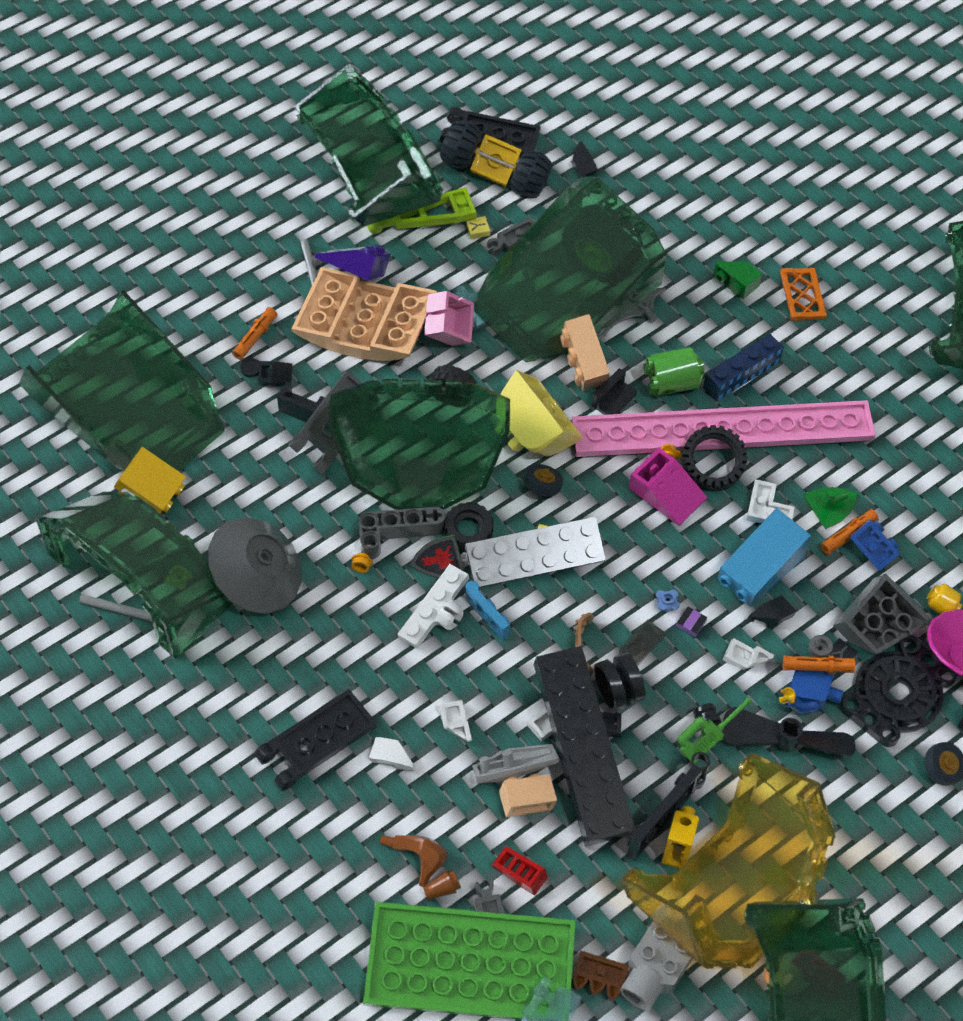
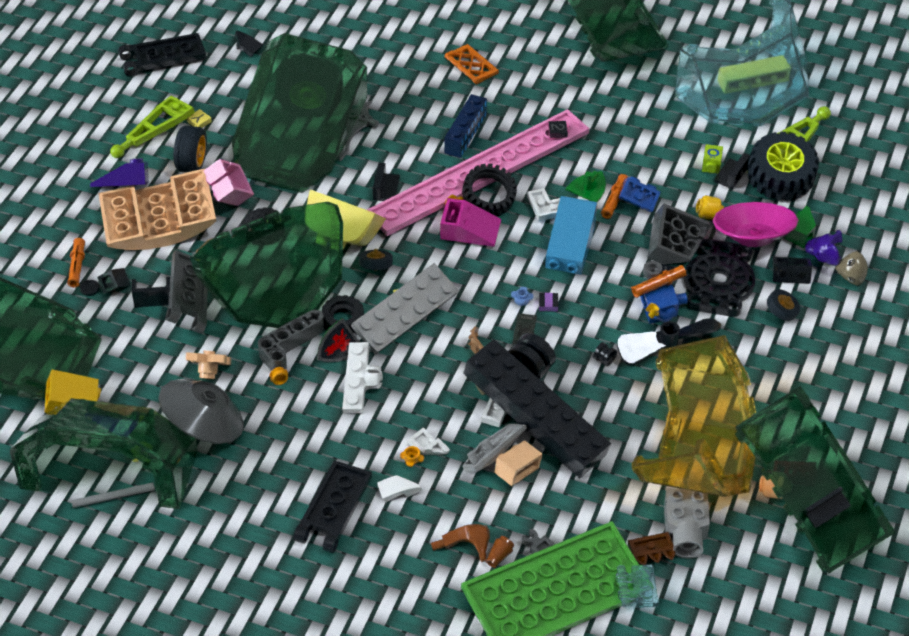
camera: 30 degrees left, 10 degrees down
(300, 512) = (208, 362): none -> light nougat plant
(309, 260) = (92, 204): light grey bar -> none
(369, 148) = (77, 96): clear green windscreen -> none
(428, 720) = (411, 456): none -> light orange plate
(439, 260) = (190, 148): none -> black wheel
(487, 610) = (397, 362): dark azure plate -> none
(495, 159) = (181, 67): black plate -> none
(509, 236) = (231, 113): dark grey plate -> none
(533, 878) = (546, 520): red slope -> none
(584, 353) = (348, 161): light nougat brick -> none
(673, 371) = (419, 148): bright green cylinder -> none
(682, 833) = (641, 428): yellow torso -> none
(685, 786) = (624, 399): black hinge -> none
(709, 736) = (616, 364): bright green piece -> none
(738, 277) = (418, 71): green slope -> none
(745, 656) = (601, 306): white slope -> none
(773, 612) = (600, 269): black slope -> none
(838, 420) = (557, 129): none -> black tile

